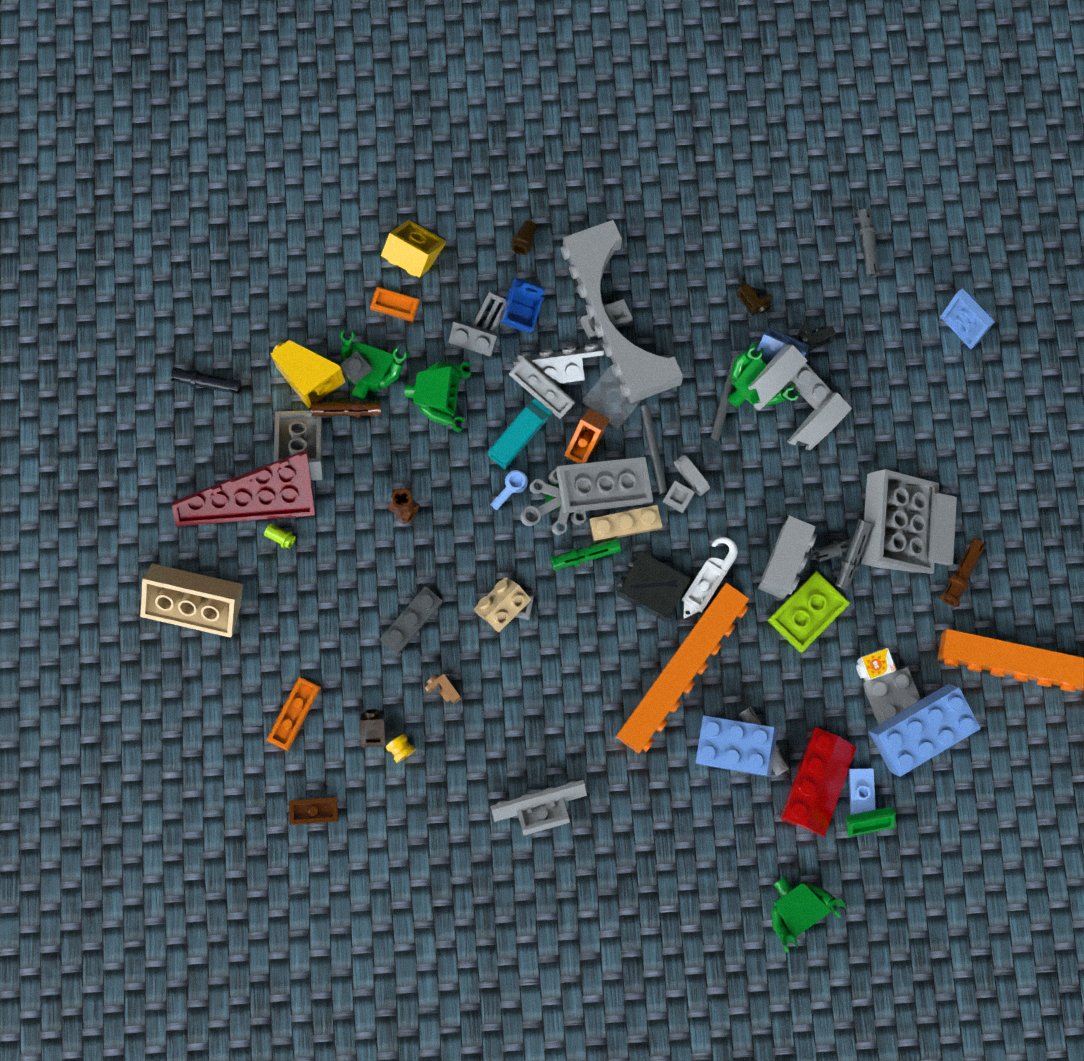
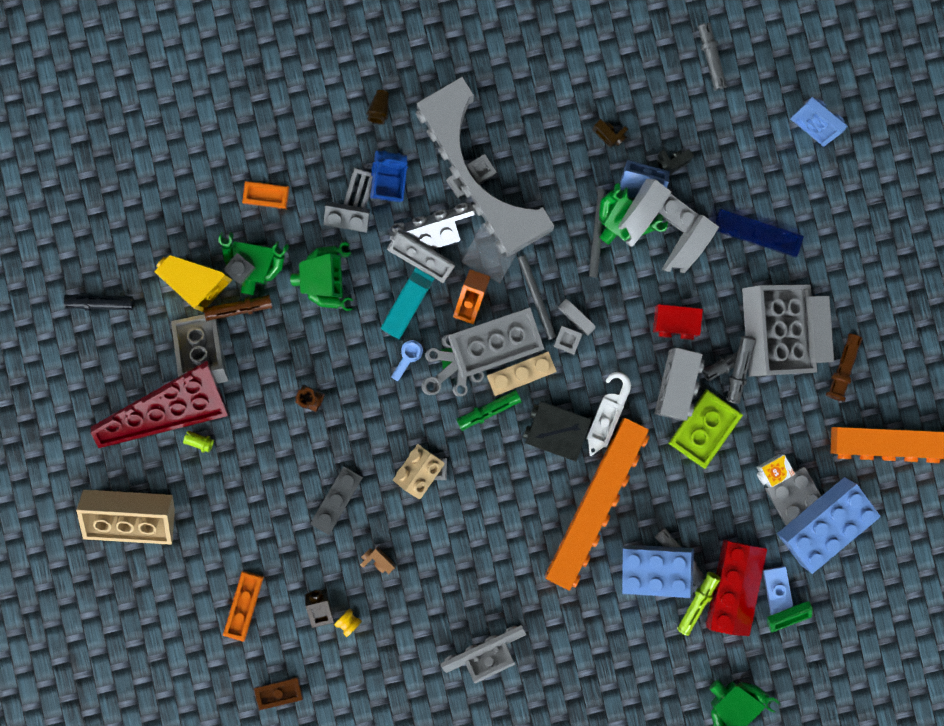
camera: 15 degrees left, 10 degrees up
(412, 248) = (273, 136): yellow slope -> none
(777, 786) = (702, 596): none -> lime pin
(795, 496) = (677, 321): none -> red brick
(892, 423) = (758, 233): none -> clear blue tile

